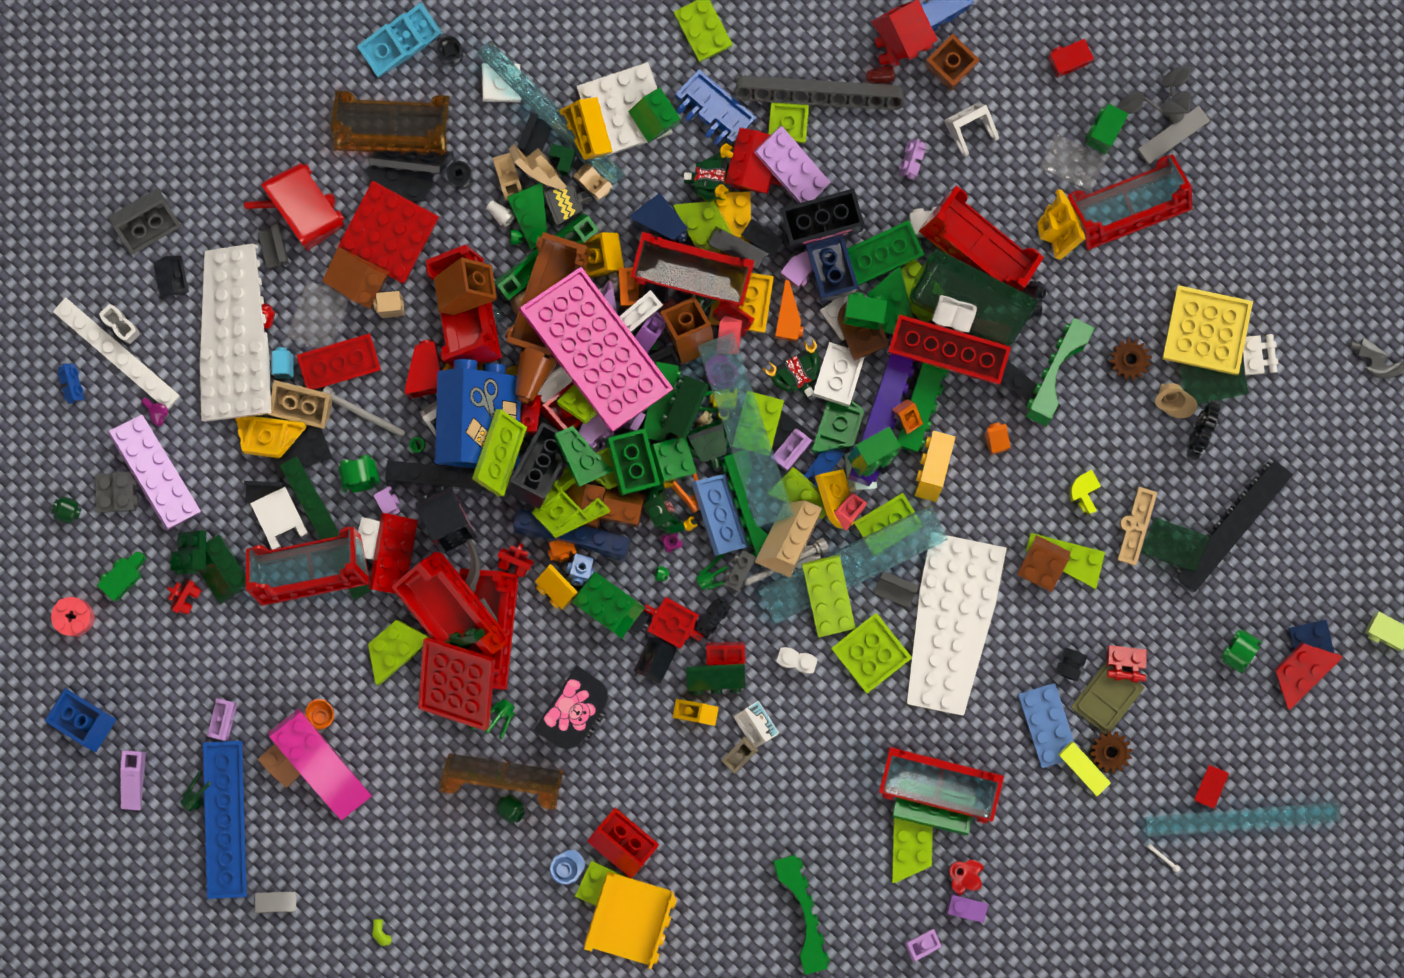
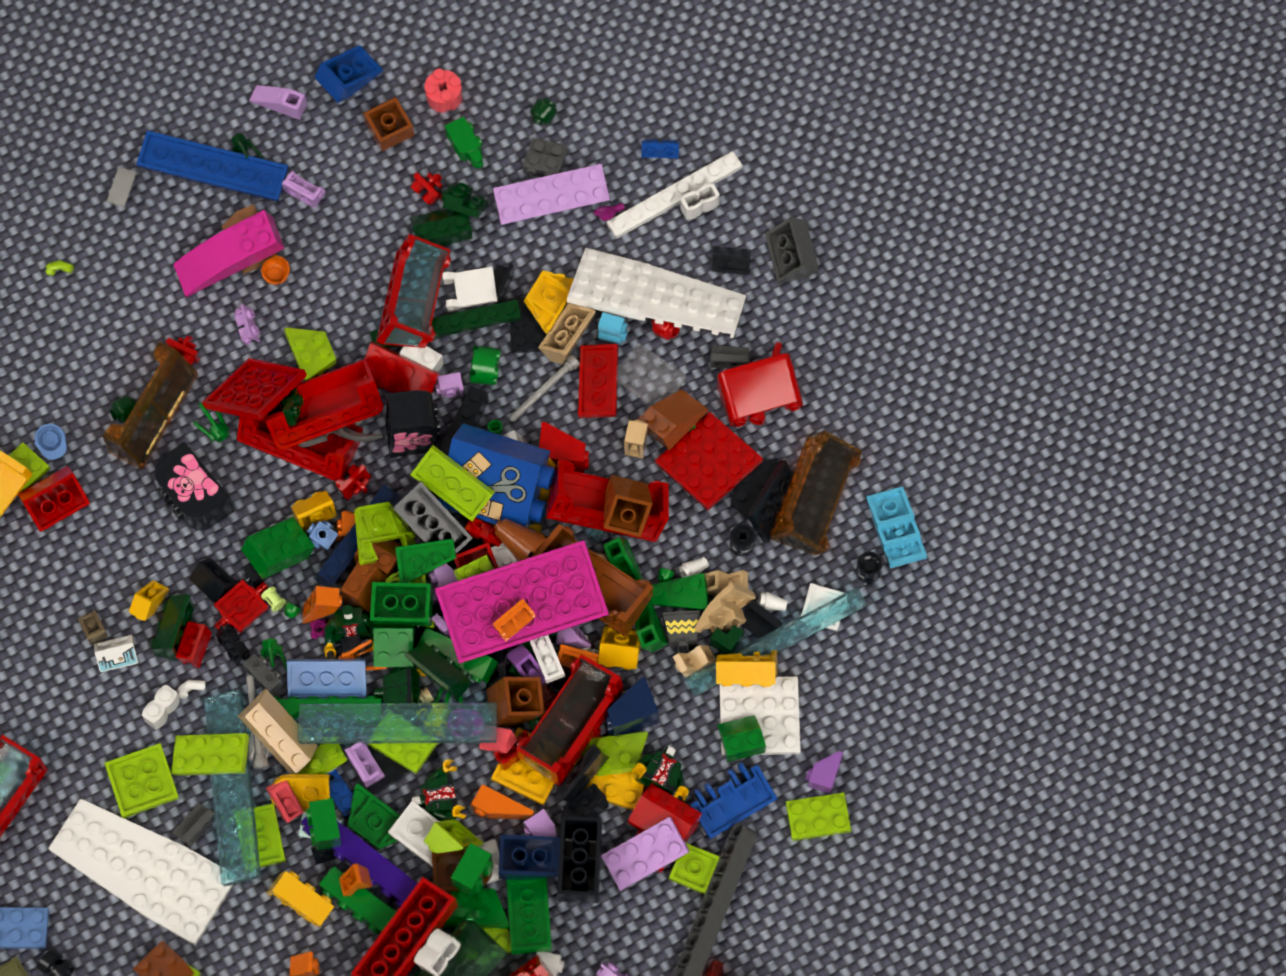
camera: 110 degrees right, 15 degrees down
(127, 657) = (388, 124): none -> dark orange brick
(377, 728) = (250, 331): none -> lavender hinge
(435, 766) = (185, 348): none -> red hips
(511, 131) = (772, 602): none -> white cone
(617, 349) = (514, 620): none -> orange hinge
(653, 542) = (321, 603): none -> orange slope
(656, 594) = (273, 599): none -> yellowish green bush
(661, 33) = (824, 773): none -> medium lavender slope
(679, 504) = (350, 642): none -> black slope
(765, 642) = (190, 685): none -> white arm
(838, 341) = (450, 836): none -> lime slope

